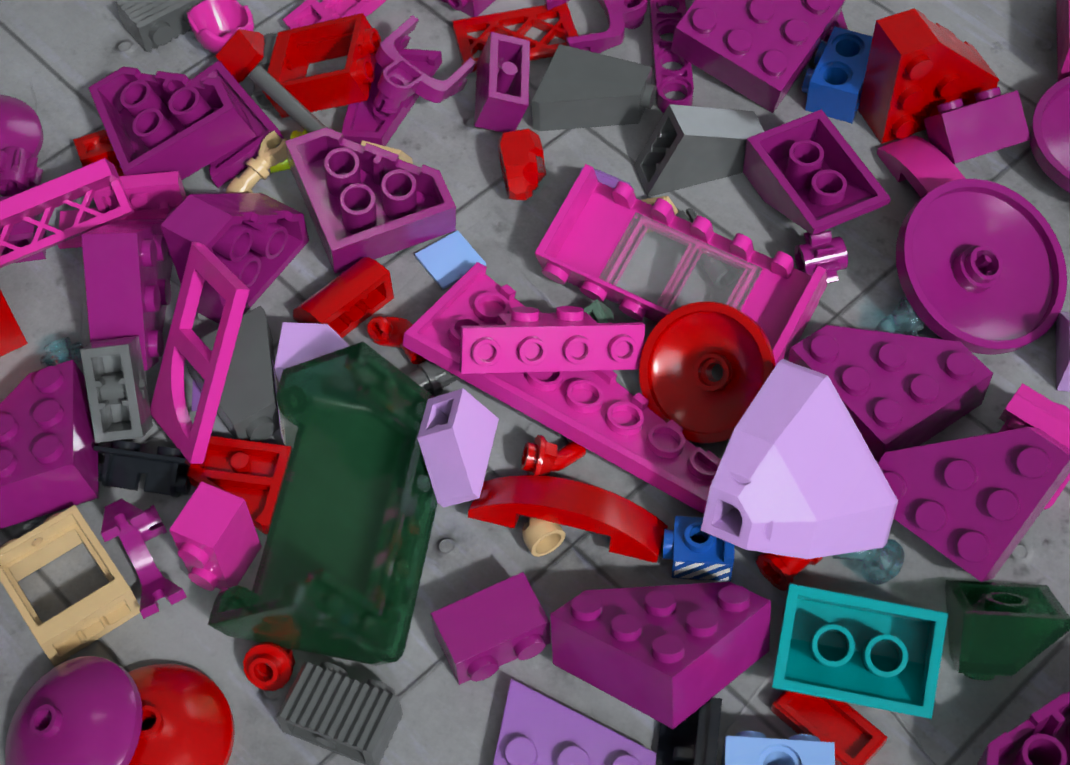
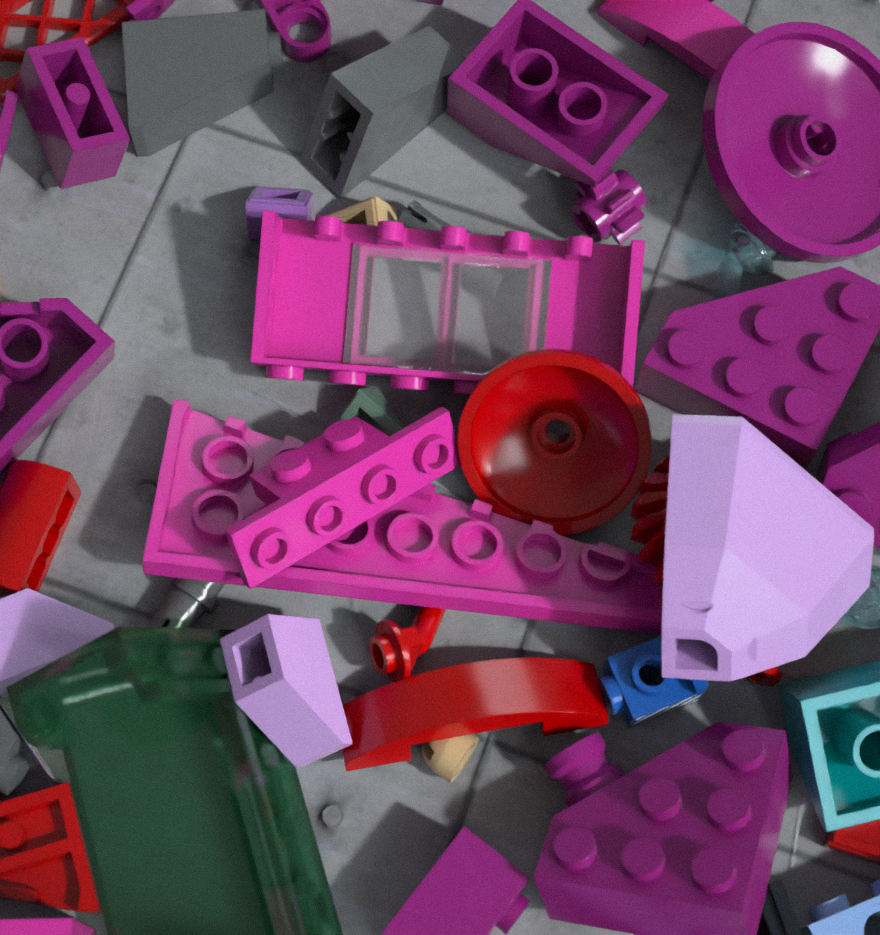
camera: 30 degrees left, 15 degrees up
(390, 333) = (111, 549): red arm -> none
(448, 259) = (128, 403): light blue piece -> none
(521, 163) = (156, 225): red rock -> none
(623, 571) = (582, 768): none -> magenta wheel

